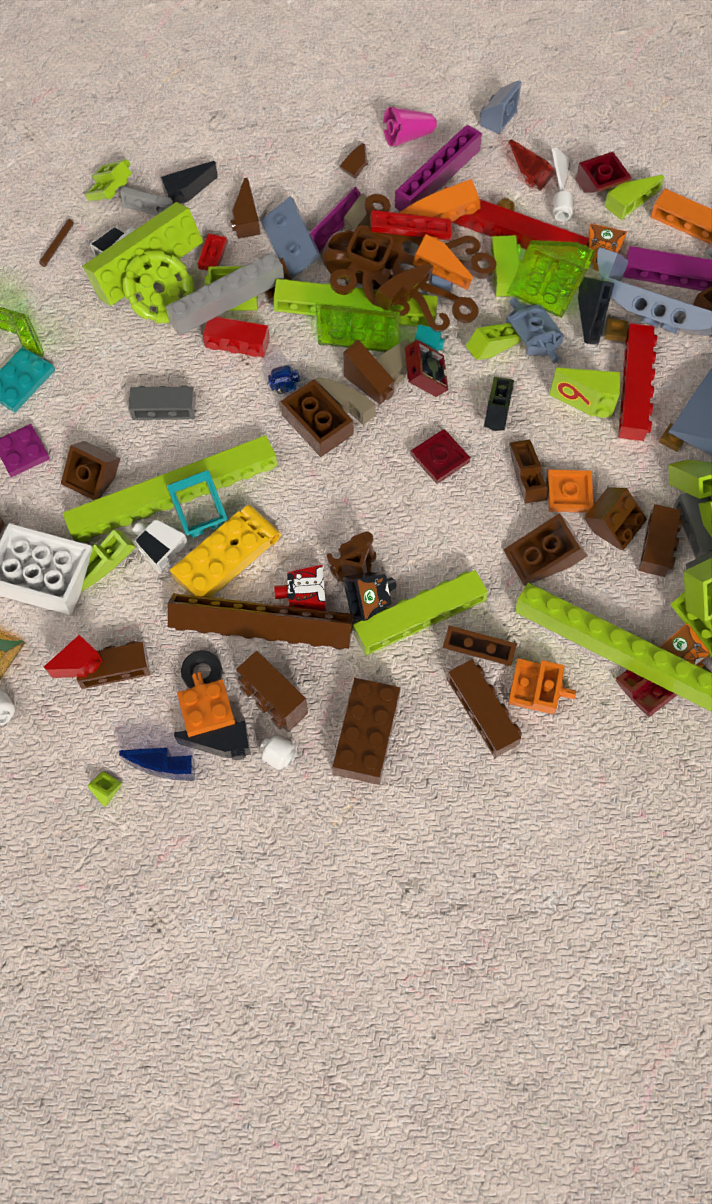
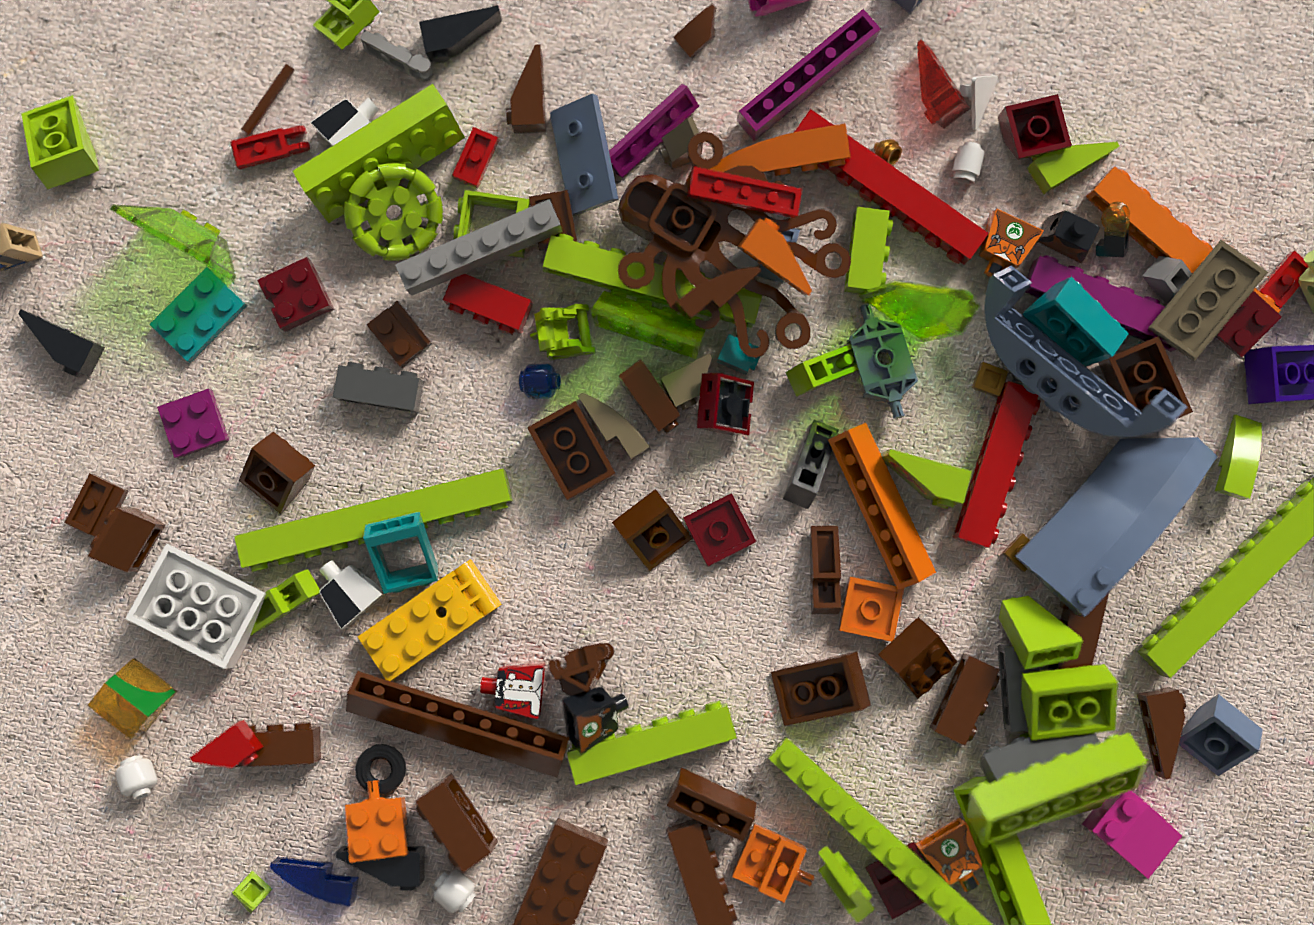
camera: 10 degrees right, 20 degrees up
(60, 268) = (268, 146): none -> red hinge
(91, 354) = (296, 294): none -> dark red piece
(172, 368) = (399, 334): none -> reddish brown plate
(295, 353) = (553, 332): none -> lime piece
(389, 463) = (652, 530): none -> reddish brown slope
(560, 418) = (882, 506): none -> orange brick
(593, 306) = (966, 353): black slope -> none
(602, 681) = (846, 884): none -> lime plate
(647, 231) = (1070, 236): none -> black torso
(668, 276) = (1077, 322): none -> teal slope
(678, 224) = (1116, 233): none -> leg

